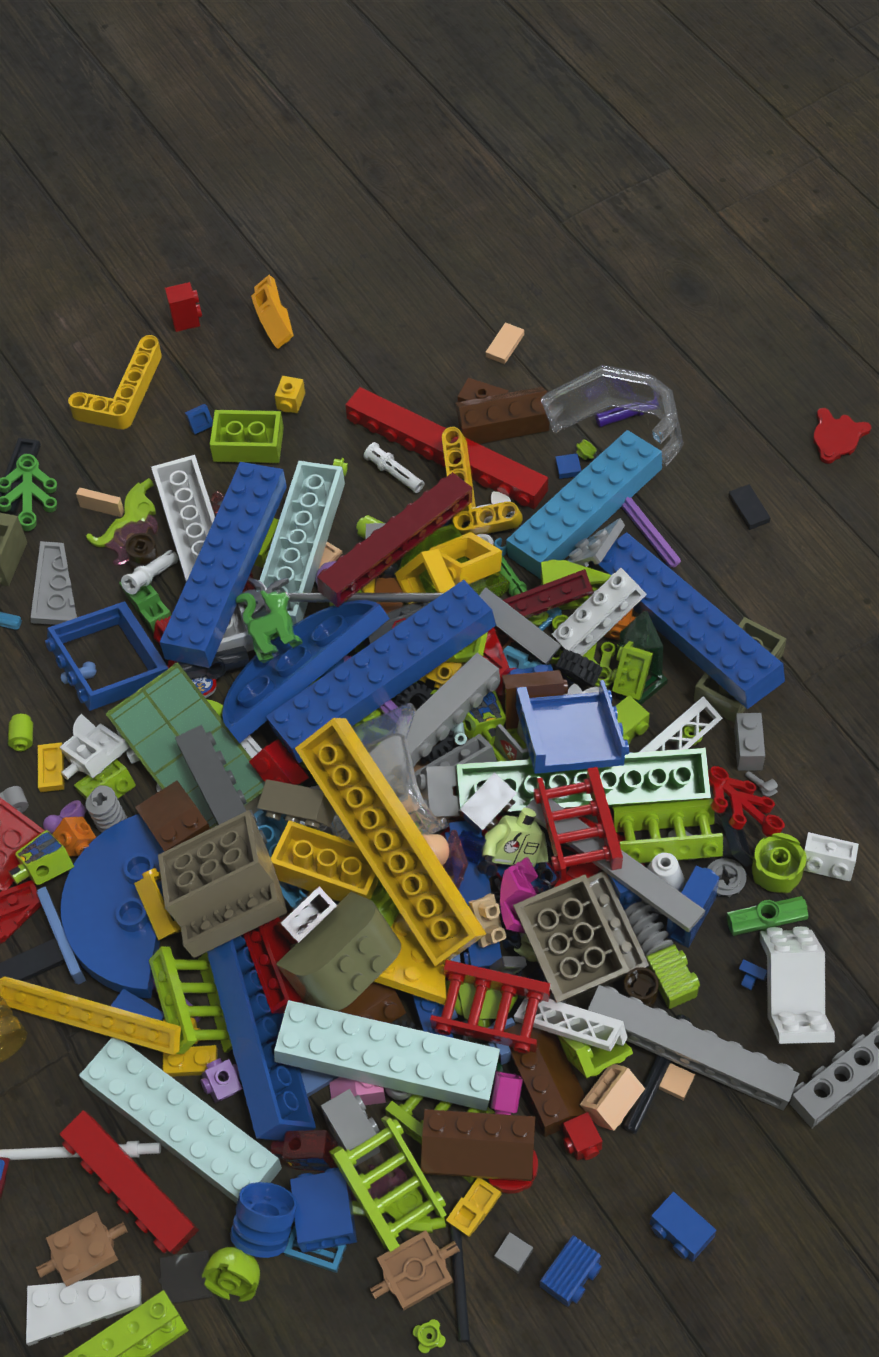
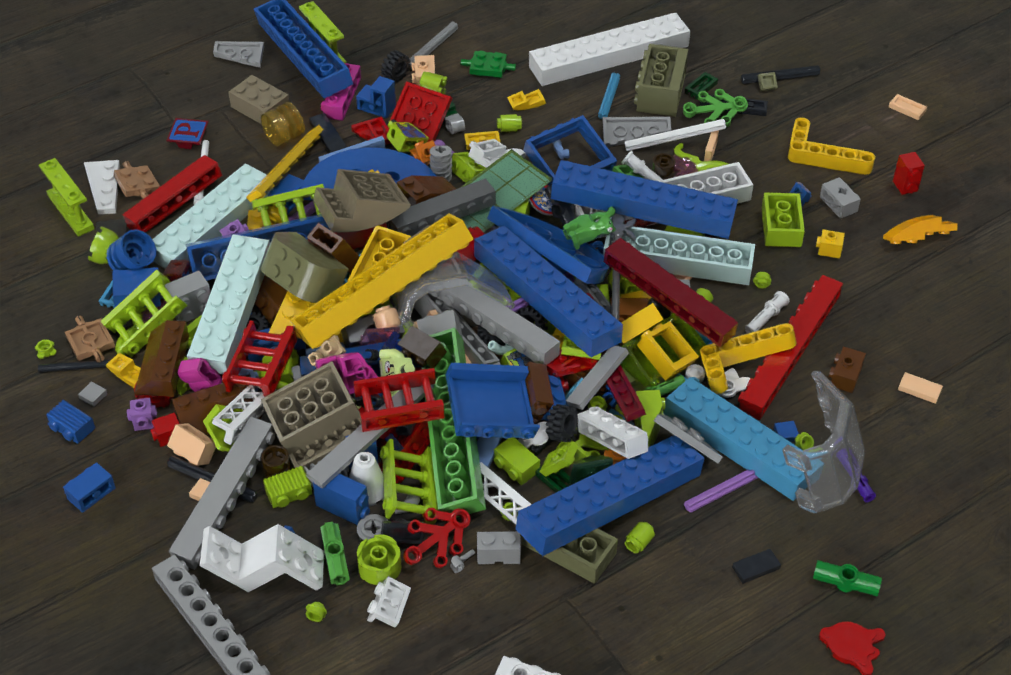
camera: 85 degrees right, 10 degrees down
(48, 301) = (907, 107): none -> light nougat tile
(80, 537) = (675, 135): none -> white axle
(209, 380) = (840, 197): none -> light grey brick
(503, 415) = (819, 355): reddish brown slope -> none
(558, 1180) = (141, 413): none -> medium lavender brick
(725, 604) = (639, 537): none -> lime brick
(763, 429) = (857, 580): none -> green piece
(848, 932) = (315, 611): none -> lime plate

